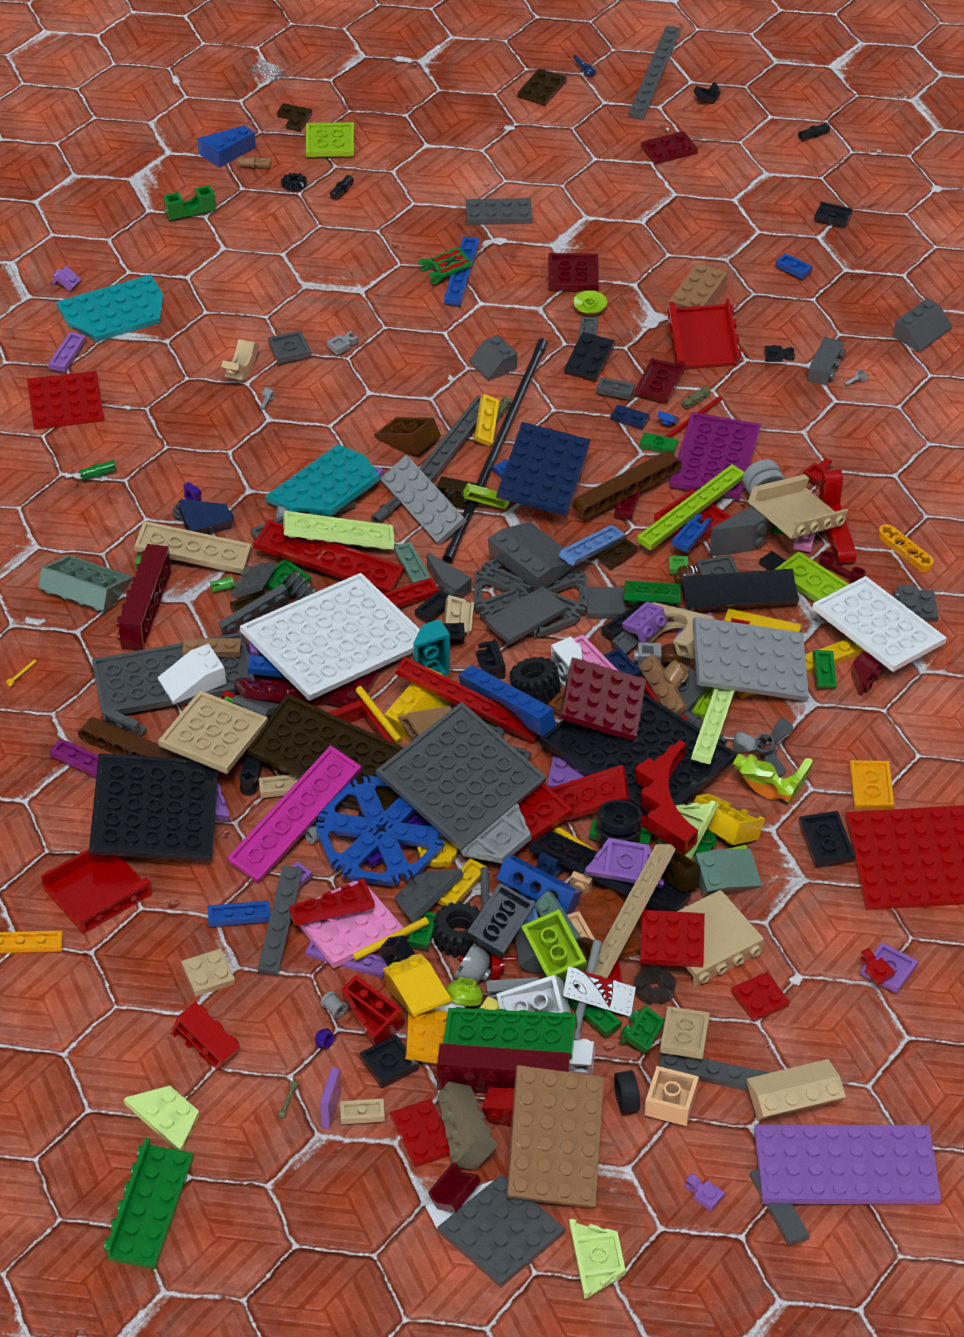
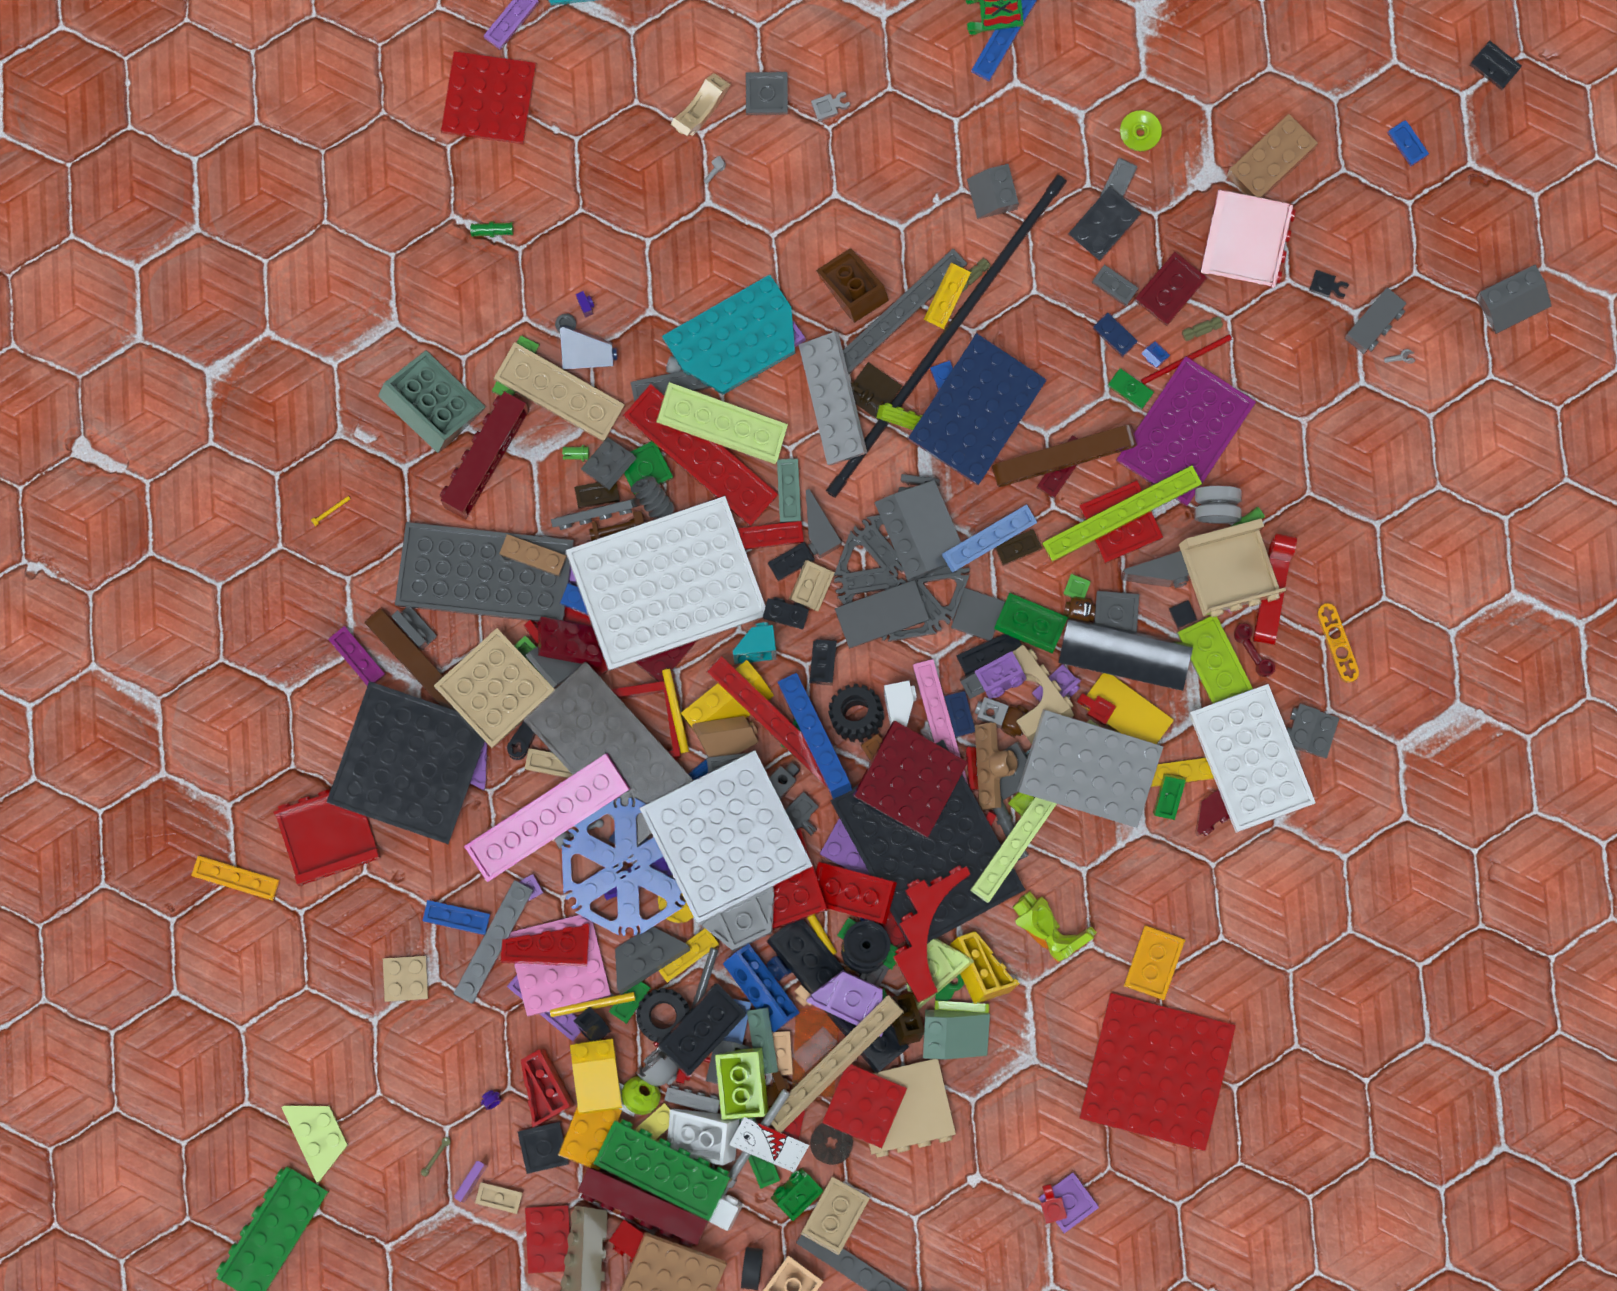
camera: 20 degrees right, 35 degrees up
(193, 672) = (499, 592): white slope -> none
(205, 1035) = (377, 1064): red wedge -> none
(334, 1004) = (512, 1063): light grey bush -> none
(385, 510) = (789, 396): dark grey axle -> none
(573, 271) = (1142, 68): dark red plate -> none
(606, 915) = (814, 1049): none -> clear plate
(691, 533) = (1105, 554): blue hinge -> none
(744, 743) = (1063, 903): dark grey piece -> none
(760, 996) = (928, 1191): red plate -> none
(814, 471) = (1289, 497): red plate -> none
(826, 838) = (1076, 1020): black plate -> none

